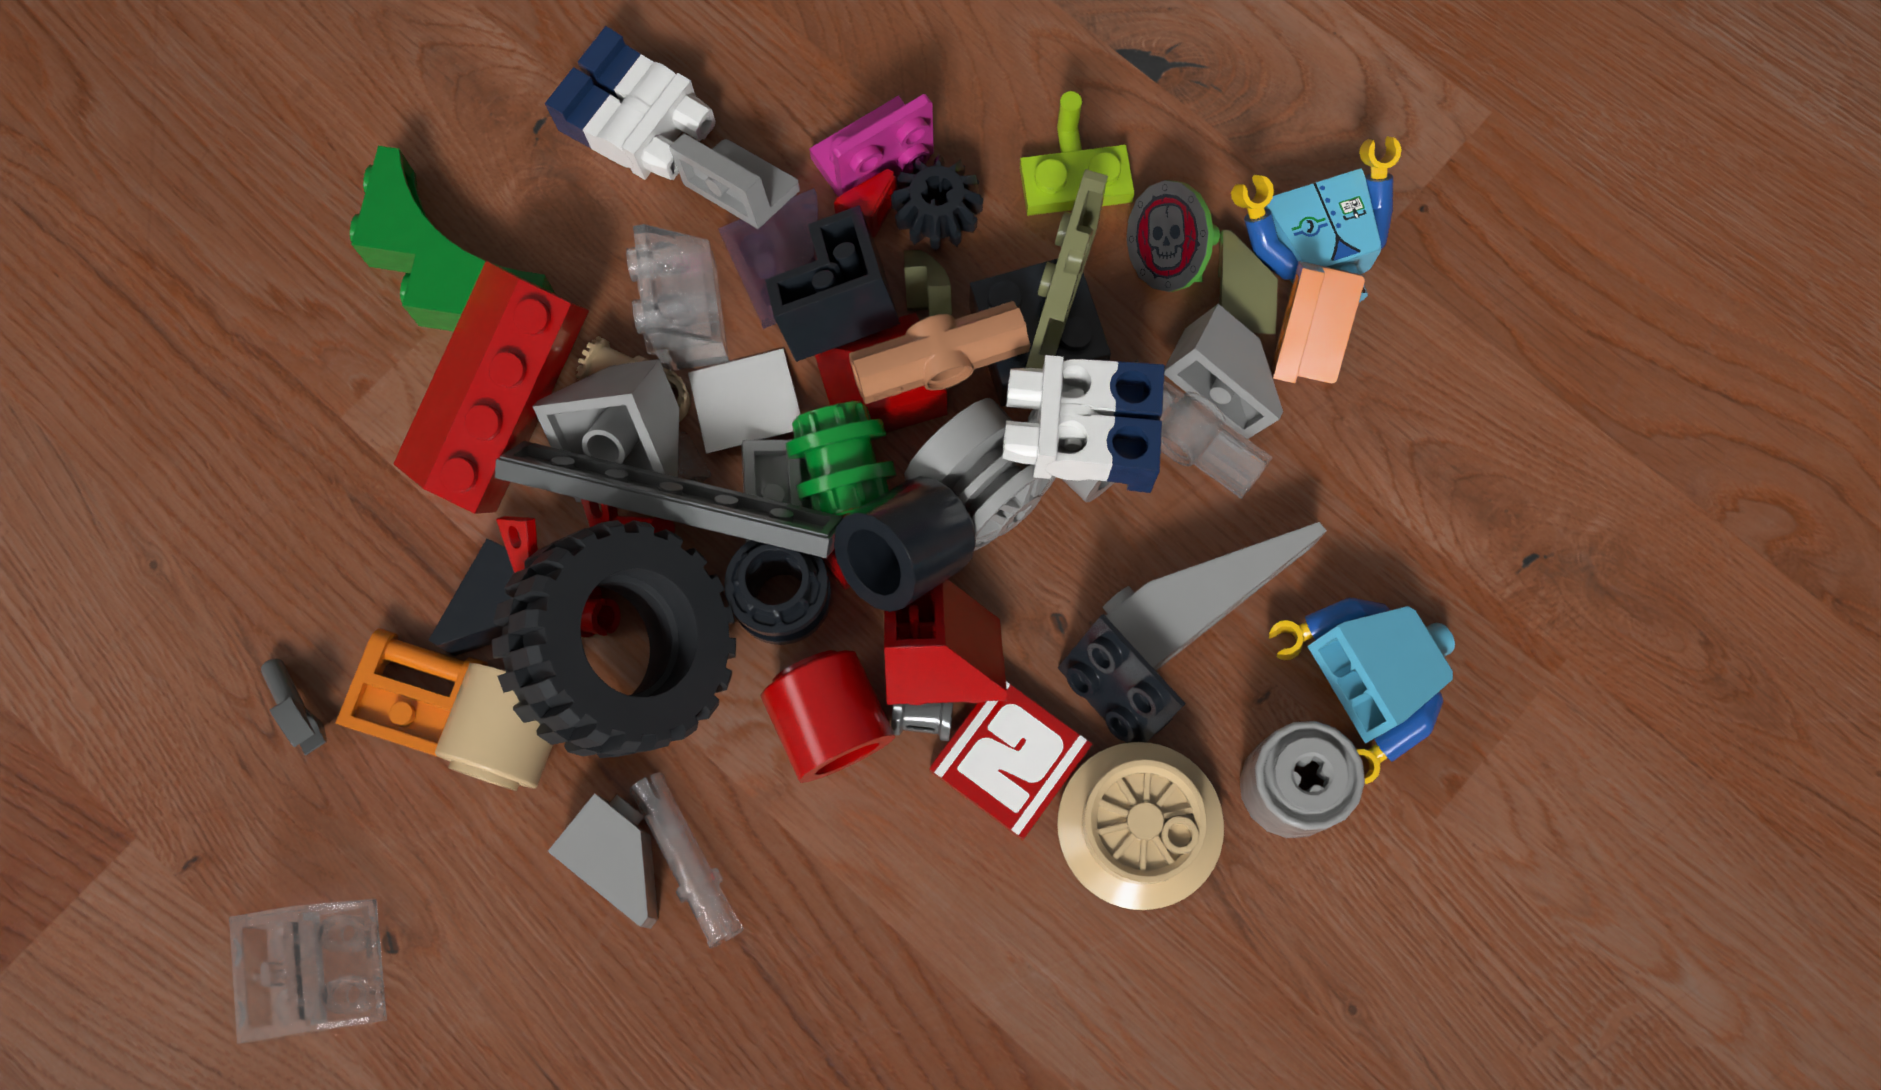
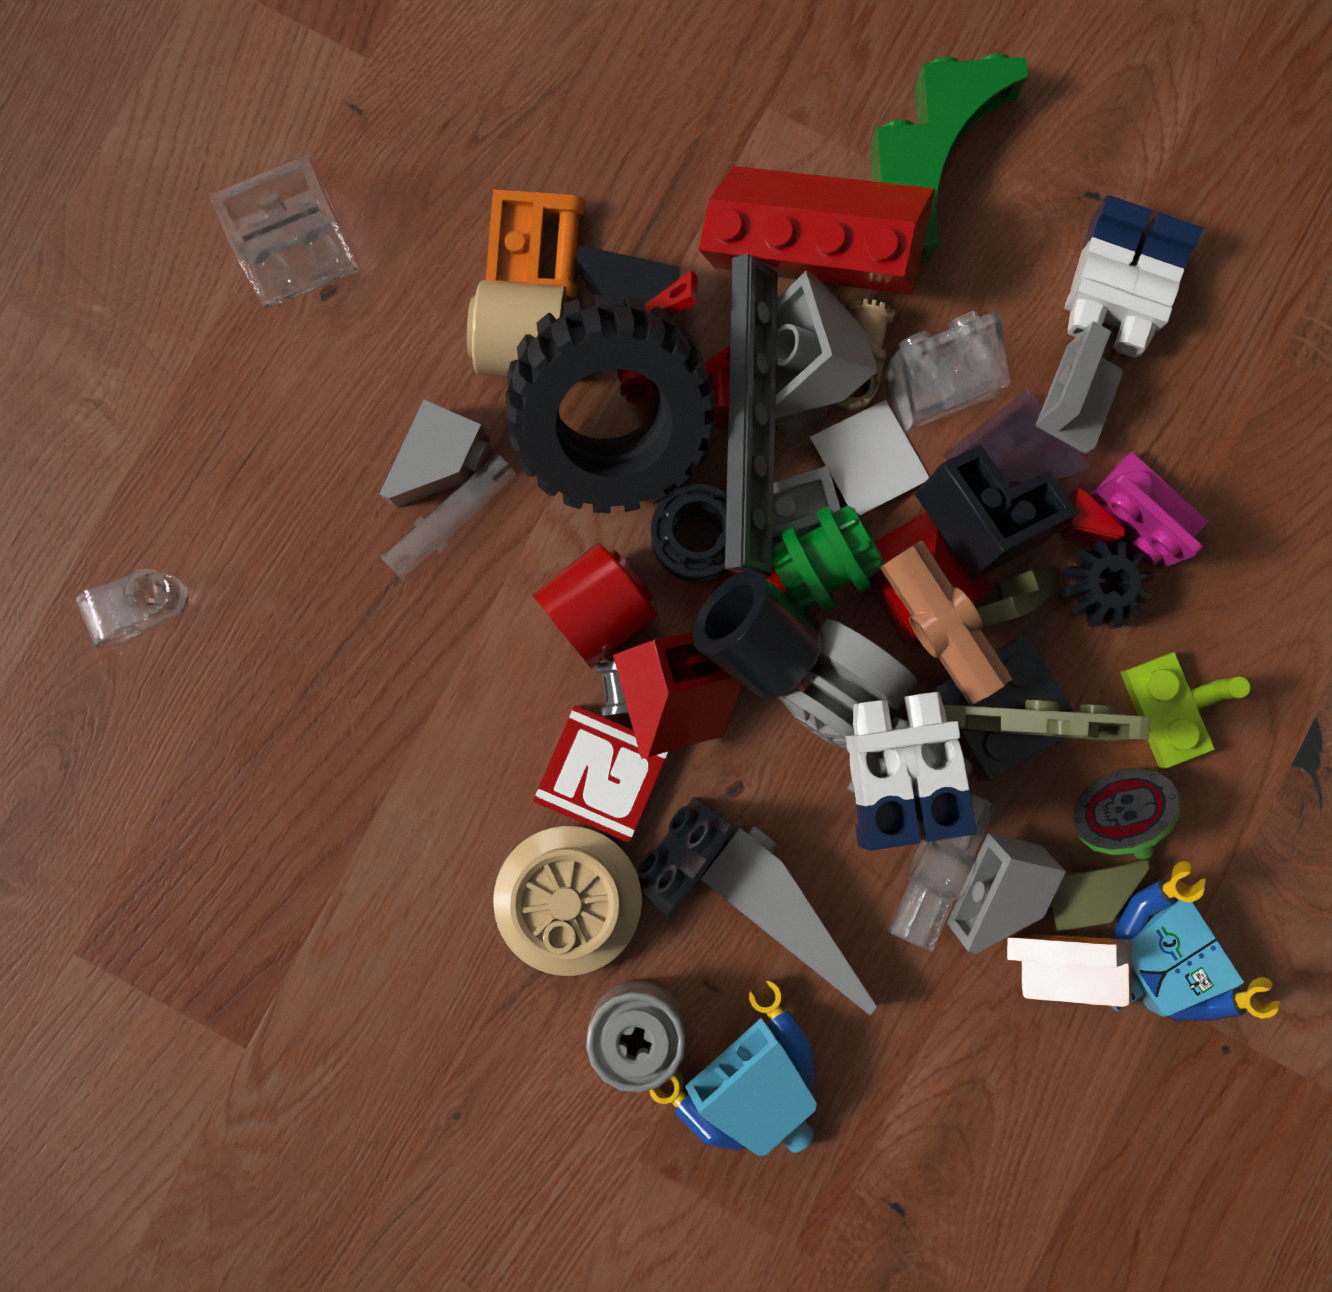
camera: 75 degrees right, 10 degrees up
(290, 712) = (488, 152): dark grey bar -> none

